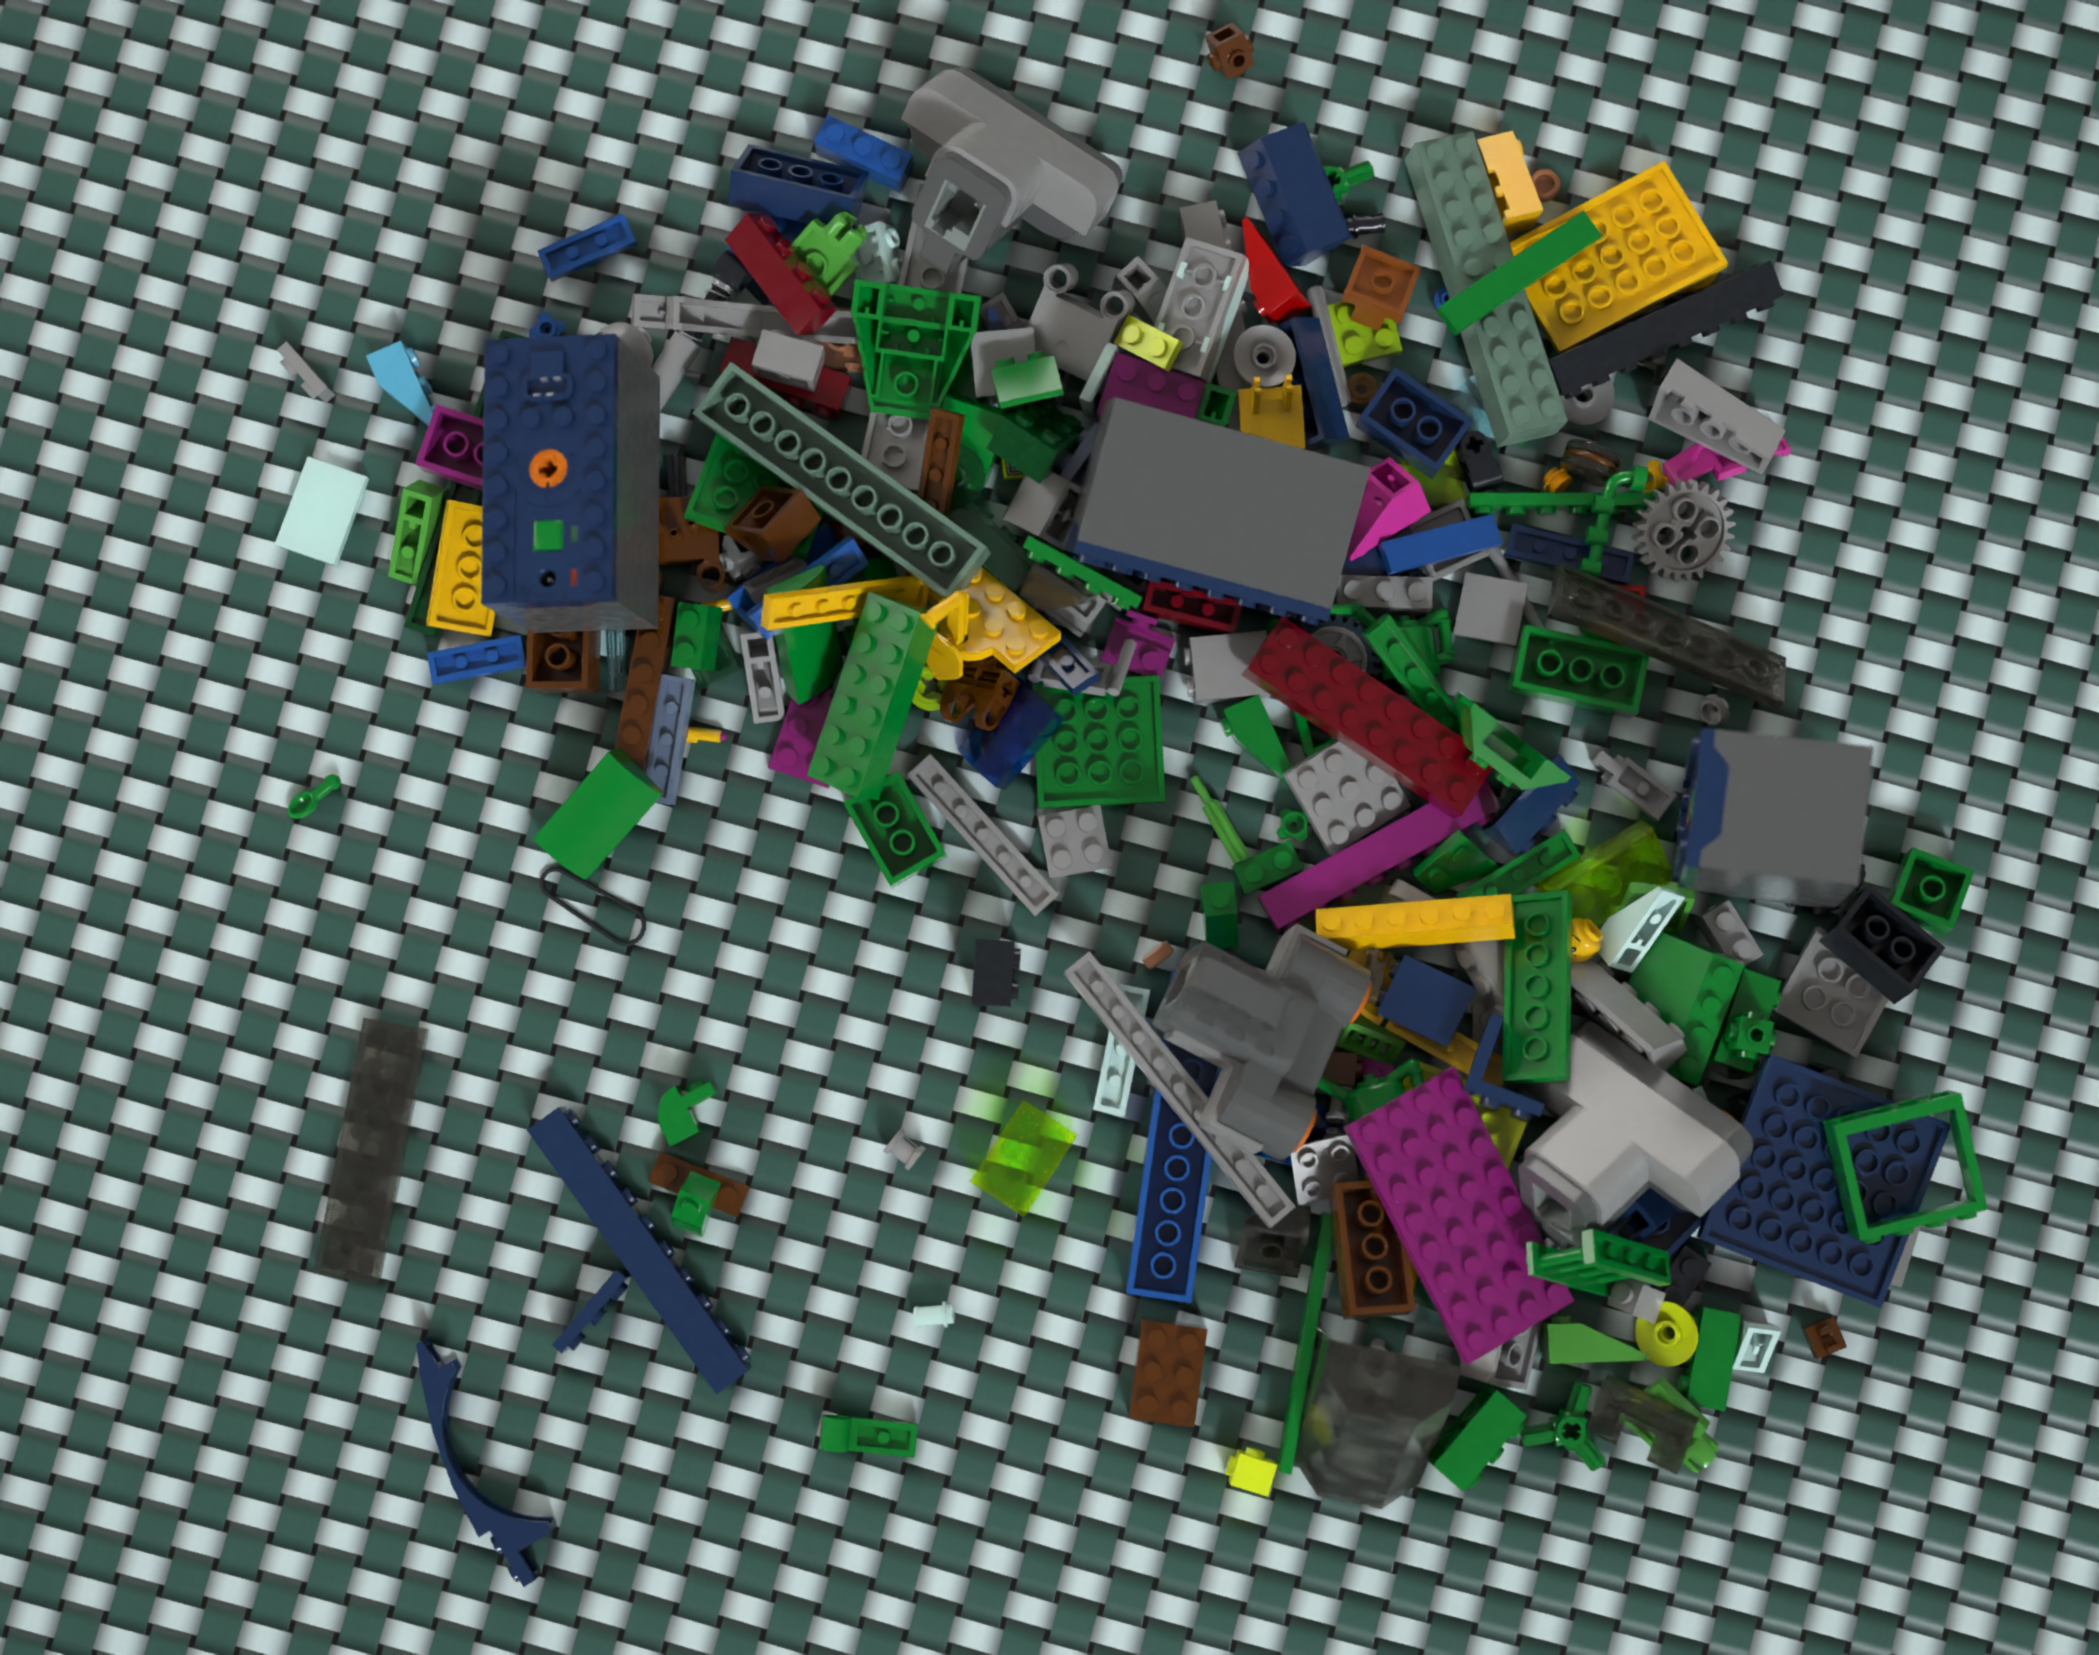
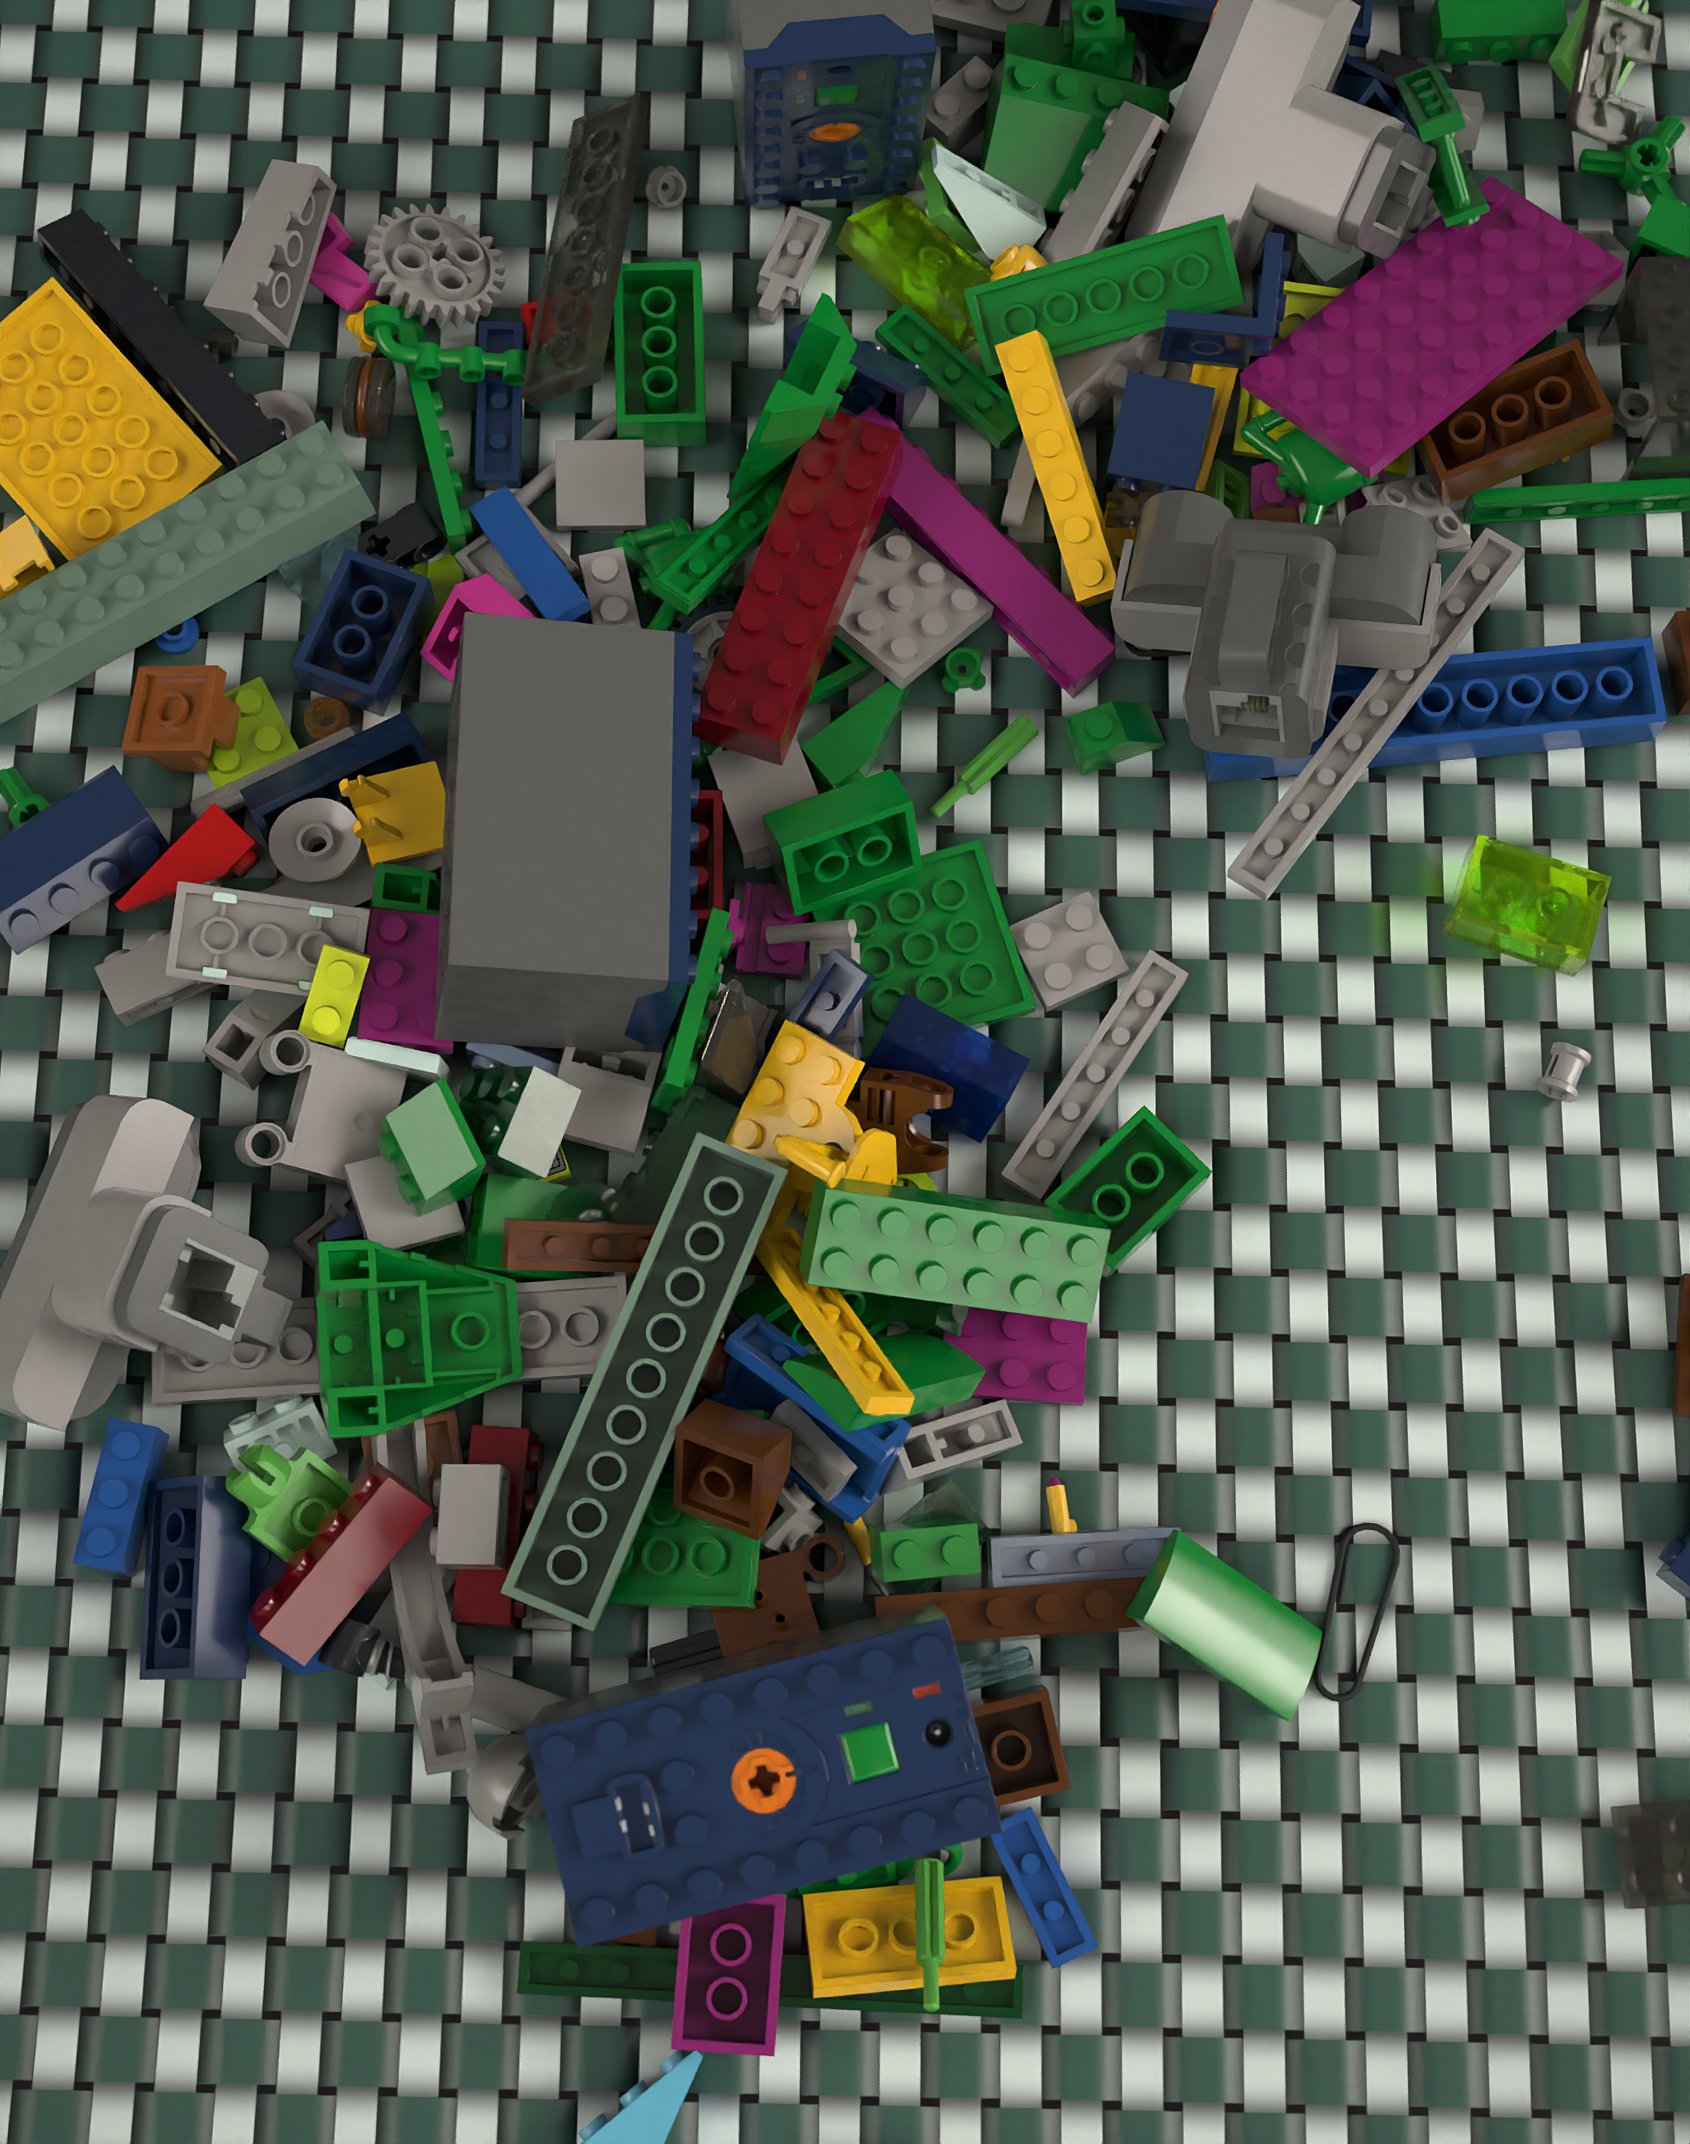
camera: 105 degrees left, 10 degrees down
(307, 802) = (1331, 2098): green piece -> none
(415, 528) = (867, 2040): bright green slope -> none
(452, 575) = (930, 1926): none -> bright green axle
(545, 321) = (488, 1928): blue plate -> none
(587, 247) = (355, 1893): blue plate -> none
(675, 1111) = (1613, 1402): green brick -> none
(994, 973) = (1289, 1002): black brick -> none
(1117, 1064) = (1357, 817): light aqua plate -> none
(1157, 955) = (1193, 801): nougat tile -> none
(1177, 702) = (843, 842): none -> green brick
(1267, 867) = (1030, 690): green plate -> none
(1277, 1248) = (1544, 569): clear smoke slope -> none
(1366, 224) = (84, 758): black pin -> none
(1454, 863) = (960, 454): green wing -> none
(1518, 273) = (126, 525): green tile -> none
(1556, 480) = (401, 440): light orange plate -> none
(1575, 1343) = (1533, 162): bright green slope -> none
(1658, 1345) = (1504, 72): neon yellow dish -> none

